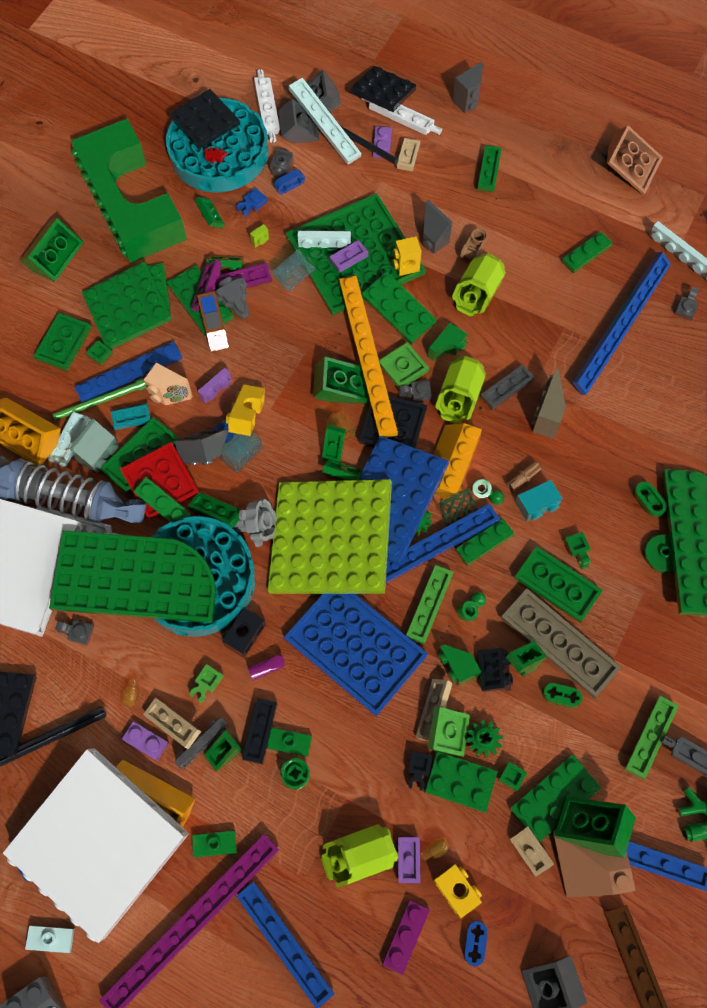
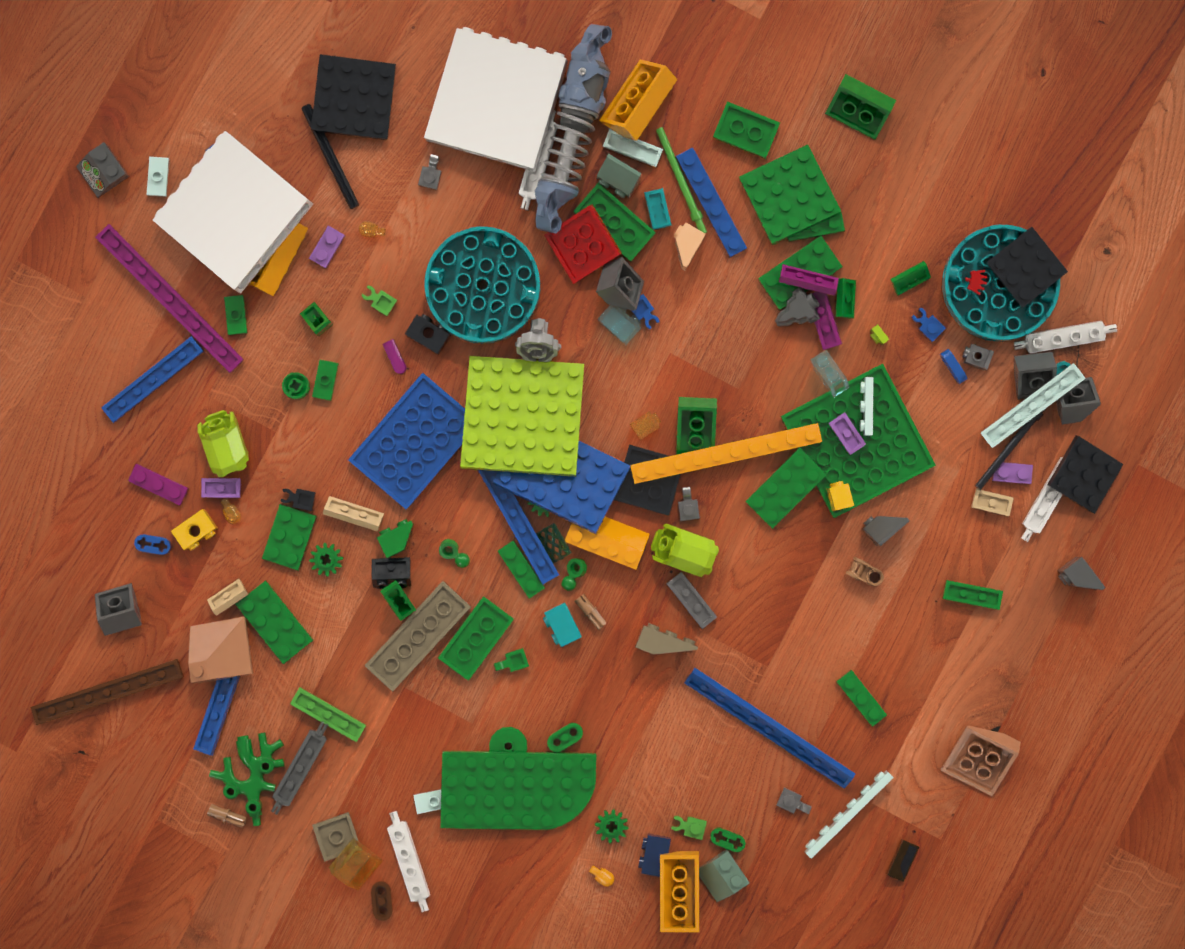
camera: 90 degrees right, 20 degrees up
(99, 353) = (732, 169): green plate -> none
(132, 578) = (473, 226): green plate -> none
(135, 227) = (972, 150): green arch -> none
(160, 501) = (558, 248): green plate -> none
(172, 723) = (340, 271): tan plate -> none
(212, 321) = (761, 289): slope -> none
(214, 730) = (324, 298): flat silver plate -> none
(215, 509) = (550, 301): green plate -> none
(216, 384) = (686, 289): medium lavender plate -> none
(244, 410) = (673, 330): yellow arch -> none
(259, 731) = (334, 352): black plate -> none
(334, 443) = (622, 418): green plate -> none
(341, 470) = (595, 428): green plate -> none
(403, 365) = (717, 491): bright green plate -> none
(429, 604) = (456, 512): bright green plate -> none
(448, 342) = (746, 541): green arch -> none
(448, 731) = (331, 526): bright green plate -> none
(479, 284) = (812, 575): lime brick -> none
(512, 776) = (292, 583): green plate -> none
(561, 700) = (363, 633): green beam -> none
(596, 826) = (245, 652): green slope -> none

